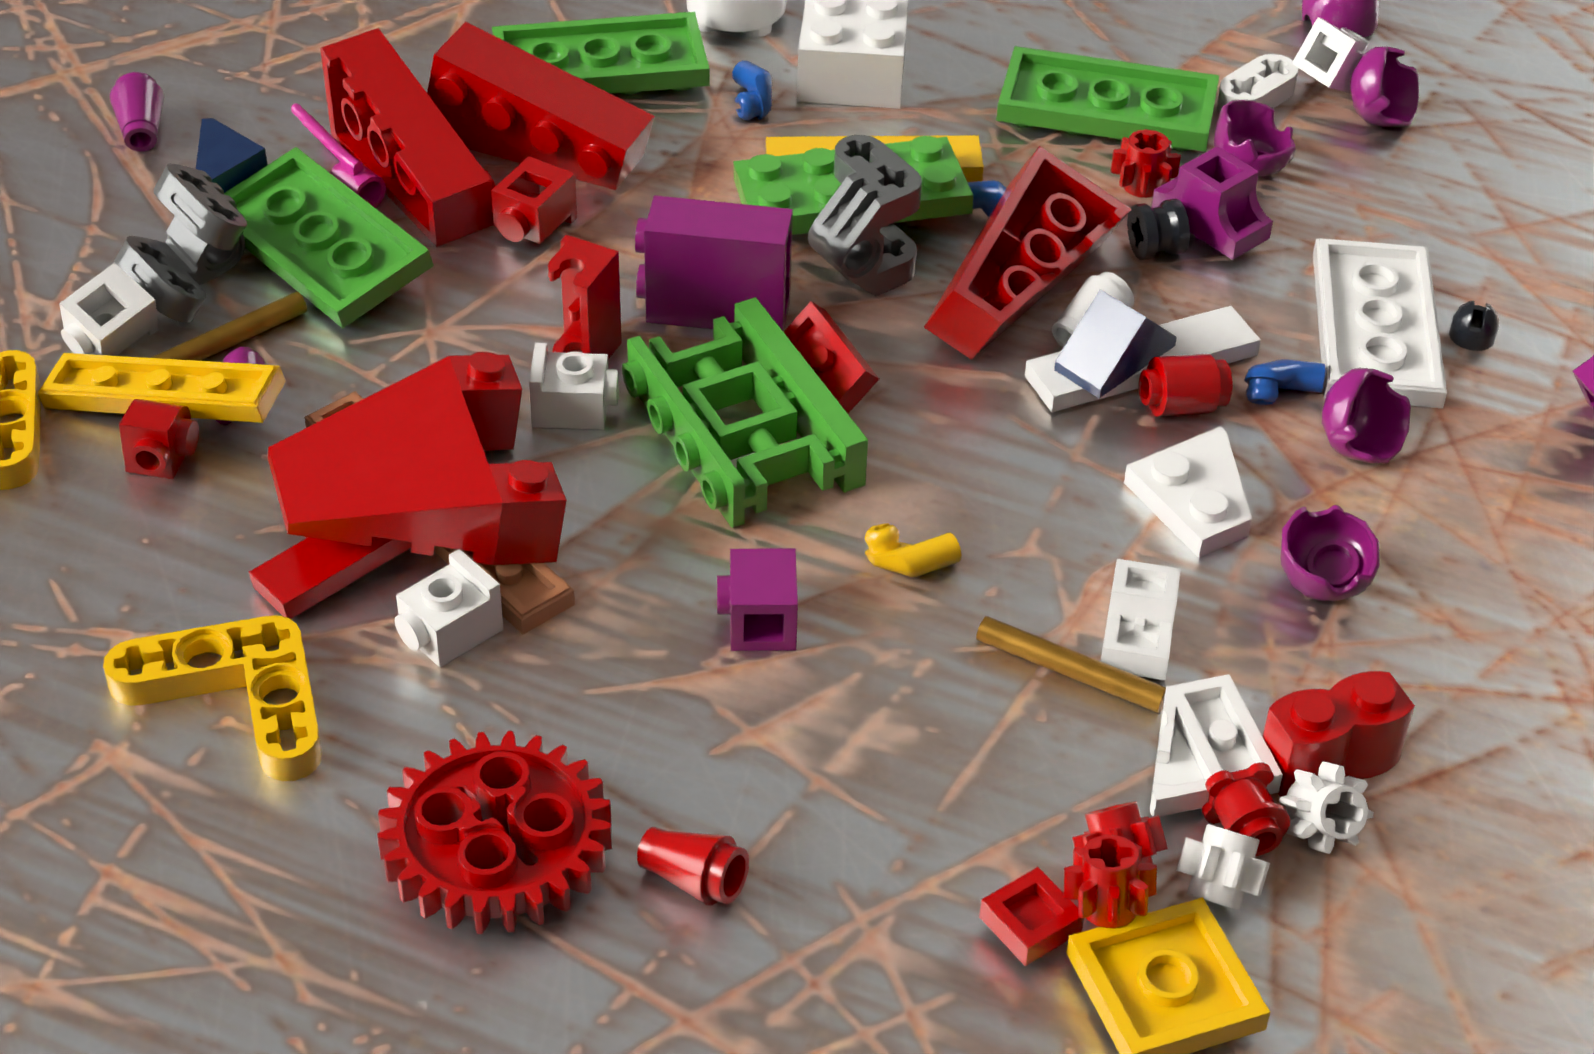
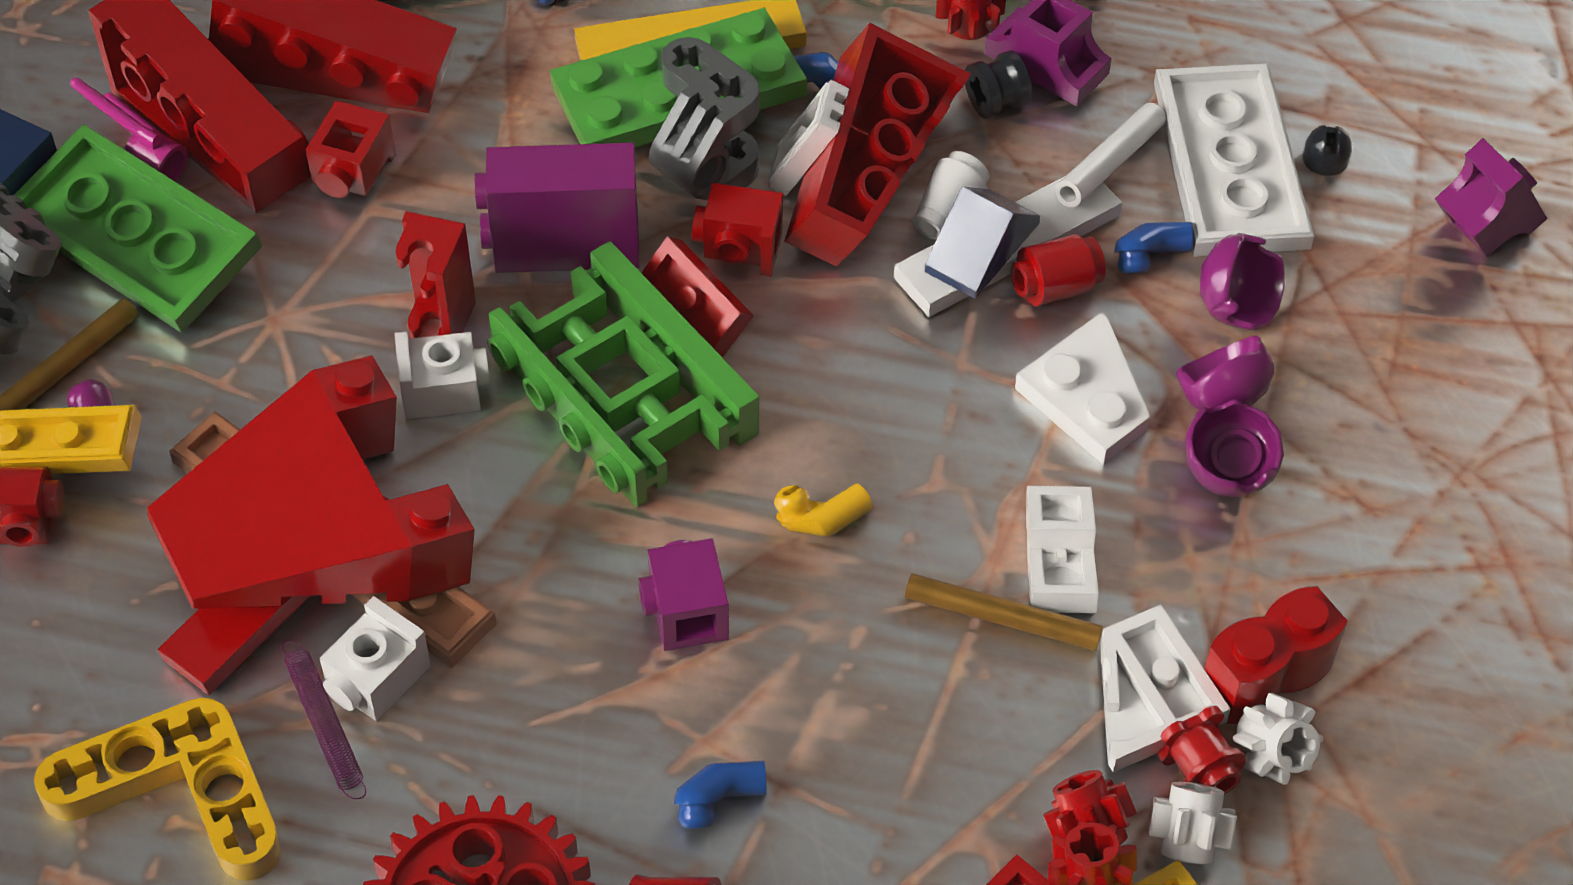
camera: 10 degrees left, 10 degrees up
(400, 655) = (329, 721): none -> magenta piece
(756, 764) = (713, 783): none -> blue arm
(885, 309) = (740, 226): none -> red brick
(963, 240) = (807, 137): none -> white tile
(1255, 298) = (1110, 155): none -> white piece
(1352, 487) = (1233, 372): none -> magenta hair

